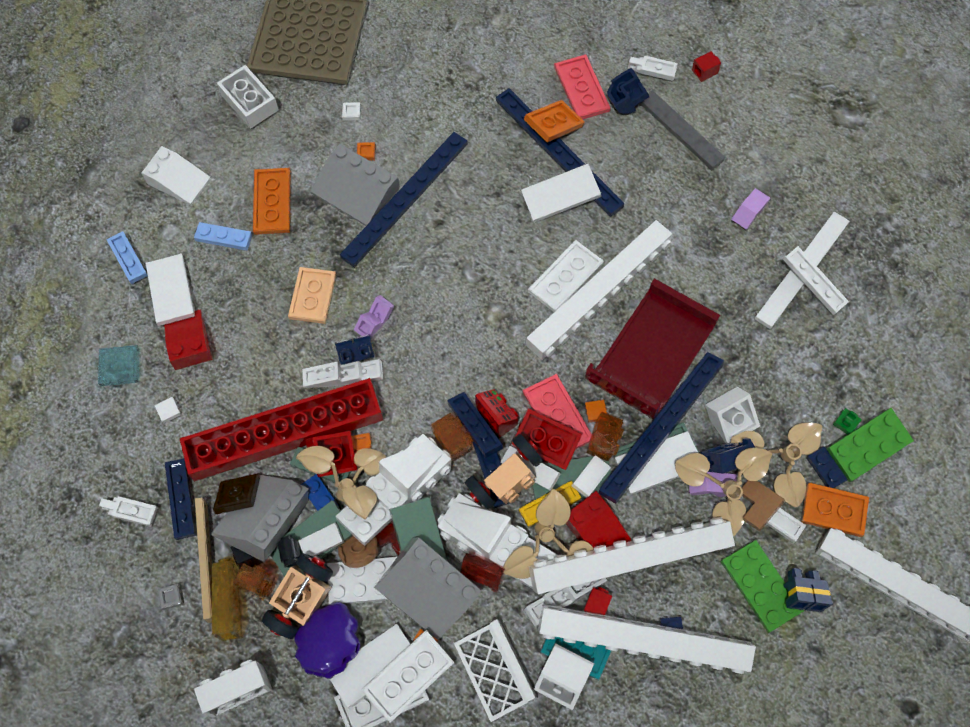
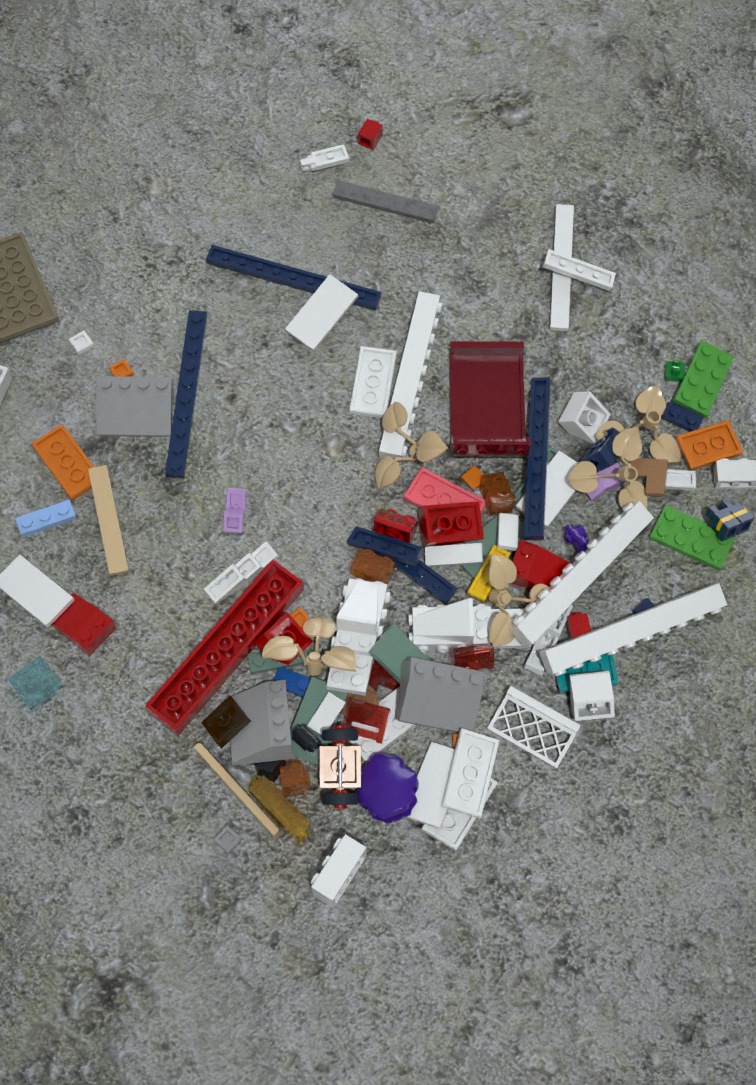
camera: 35 degrees left, 0 degrees up
(130, 510) = (140, 793): white hinge -> none
(167, 410) = (109, 693): white tile -> none
(180, 499) = (177, 757): dark blue plate -> none
(267, 266) = (108, 520): none -> tan tile
(312, 295) = (165, 522): light nougat tile -> none
(352, 352) = (239, 545): dark blue hips -> none
(354, 566) = (369, 715): none -> clear red plate
(509, 477) = (447, 570): brick -> none
(554, 120) = (273, 252): orange plate -> none
(563, 360) = (427, 449): none -> tan plant
(582, 87) = (273, 210): coral tile -> none
(626, 91) = (318, 192): dark blue brick -> none
(652, 519) = (576, 537): none -> dark purple plate
(751, 208) = (488, 238): lavender slope -> none

